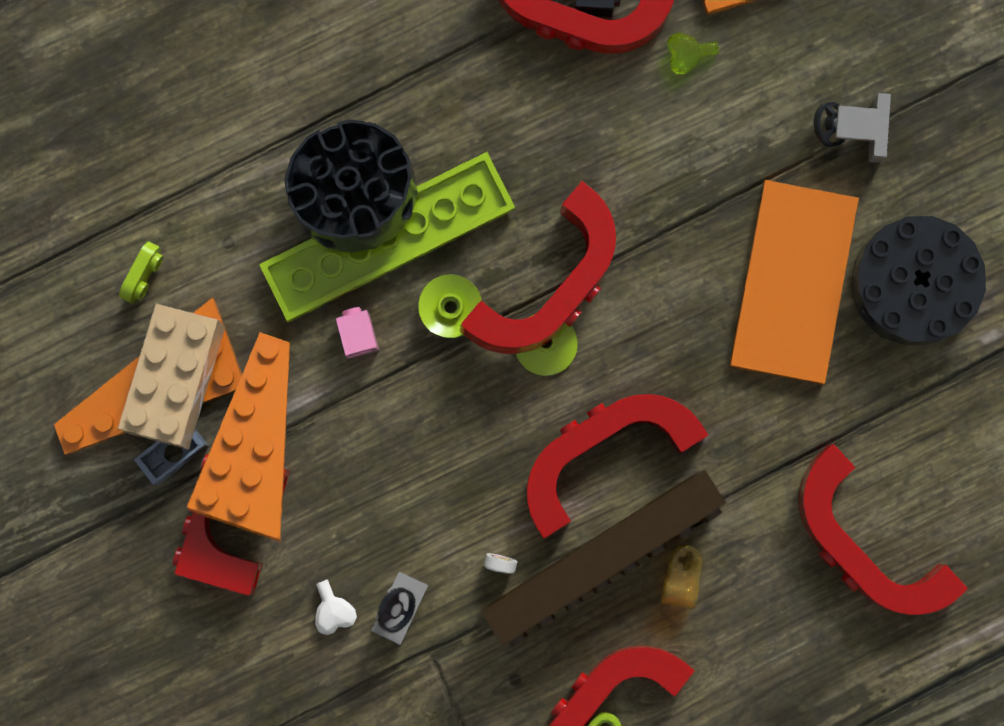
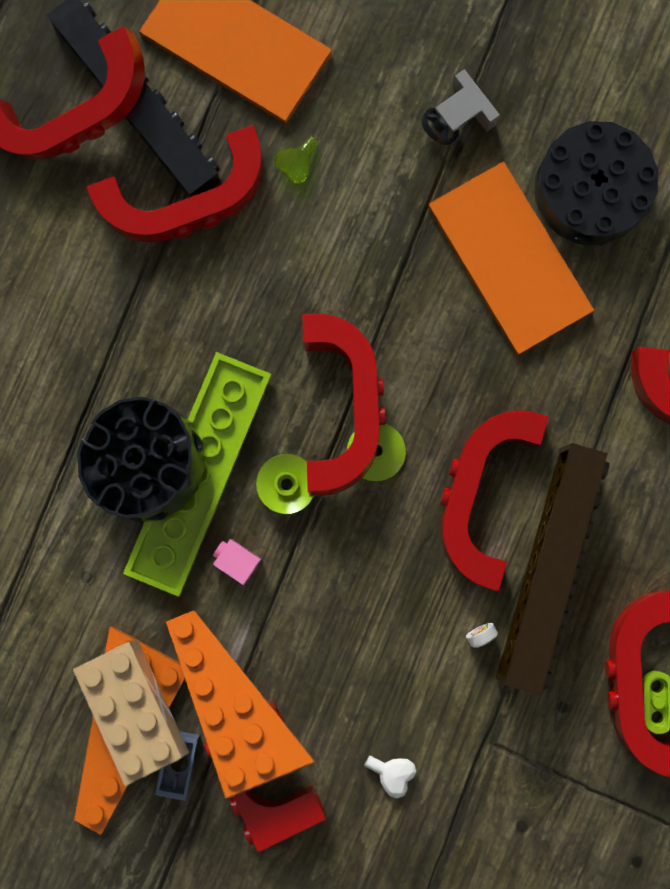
camera: 45 degrees left, 0 degrees up
(146, 262) = (44, 665): lime plate -> none
(399, 607) = (438, 729): piece -> none
(682, 583) = (618, 536): clear yellow piece -> none

